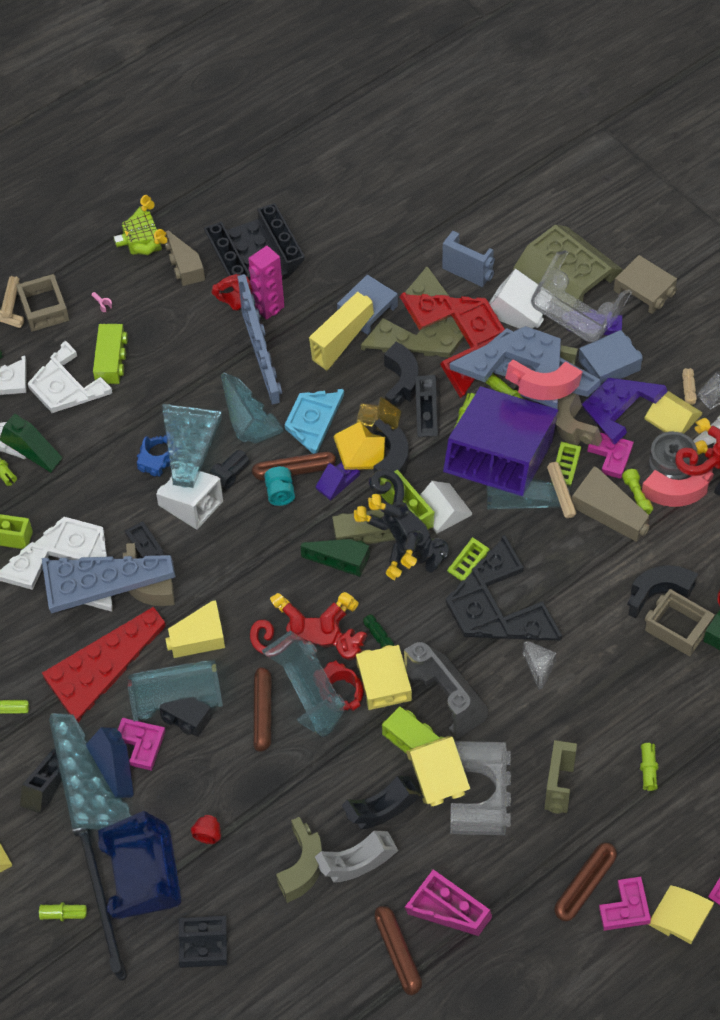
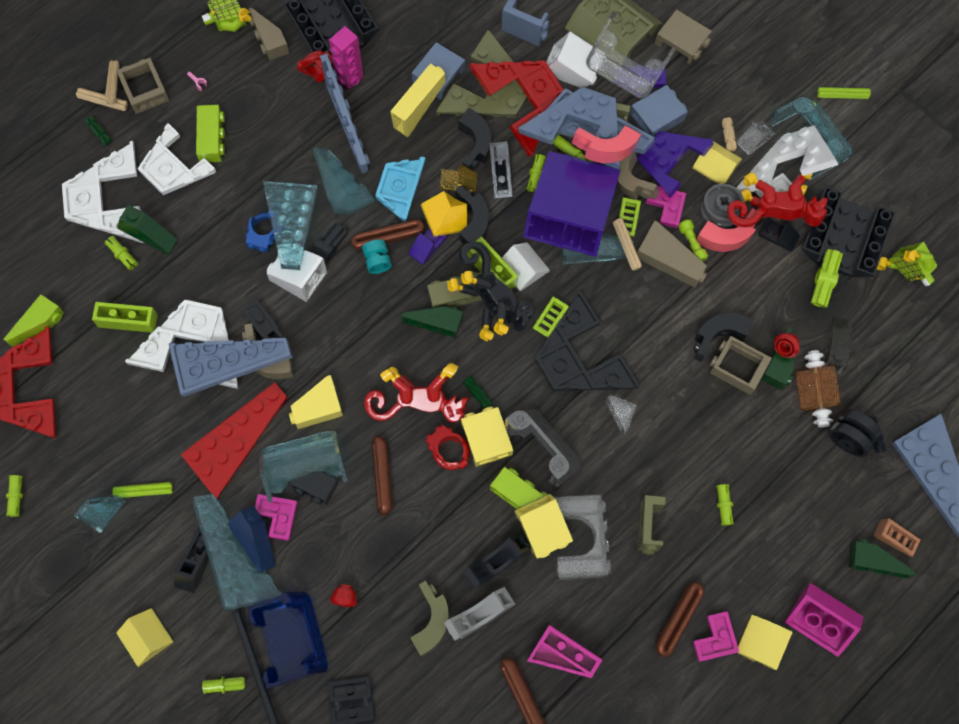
camera: 10 degrees left, 15 degrees up
(309, 681) = (424, 453): clear light blue windscreen -> none

